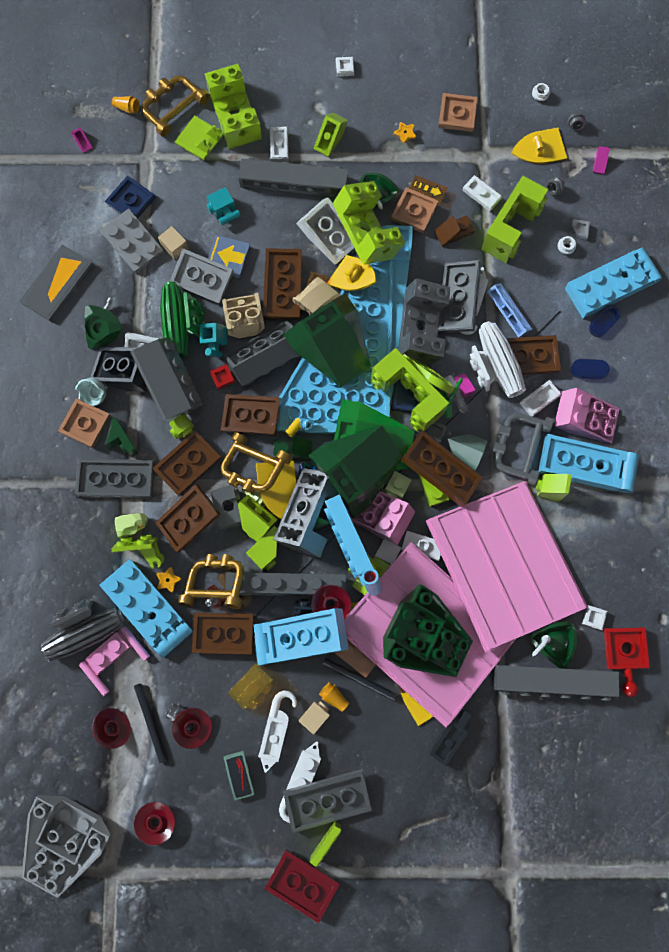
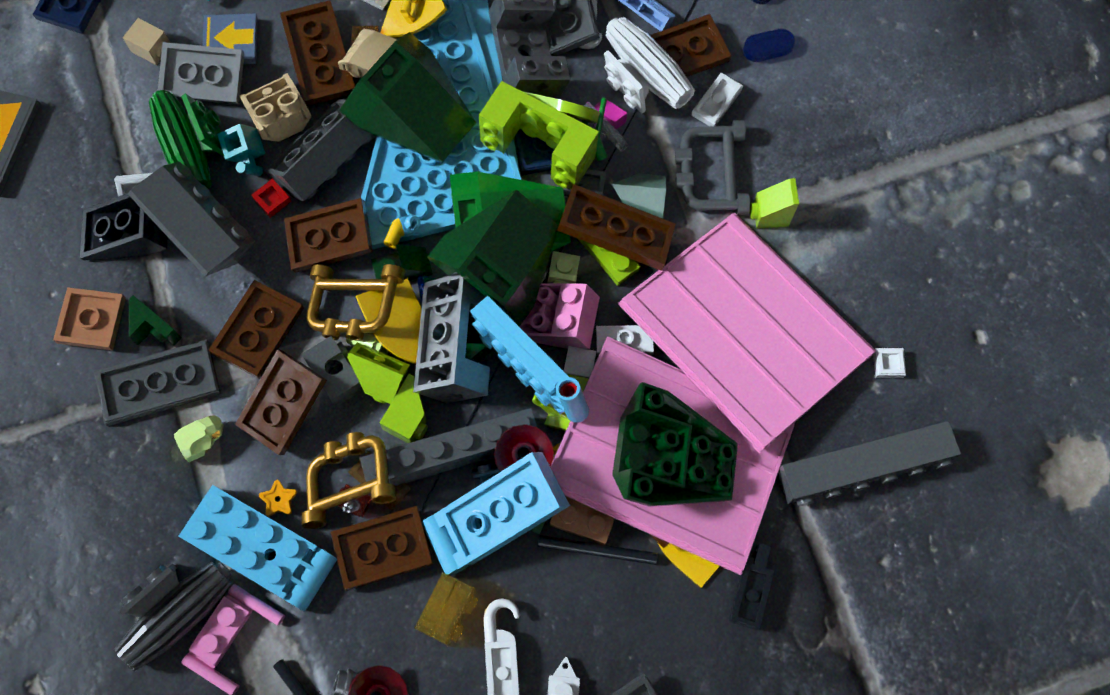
camera: 20 degrees left, 5 degrees down
(91, 391) = (87, 270): light aqua hair -> none
(100, 326) = (75, 179): dark green hat -> none
(131, 241) = (86, 55): light grey plate -> none
(146, 545) = (233, 459): lime plate -> none
(181, 427) = (232, 282): lime plate -> none
(314, 717) = (551, 622): tan brick -> none
(333, 696) = (569, 585): light orange cone -> none
(556, 643) = (851, 410): dark green hat -> none
(581, 461) = (849, 158): medium azure hinge -> none
(586, 416) = (785, 104): bright pink slope -> none
(618, 659) = (941, 407): red plate -> none

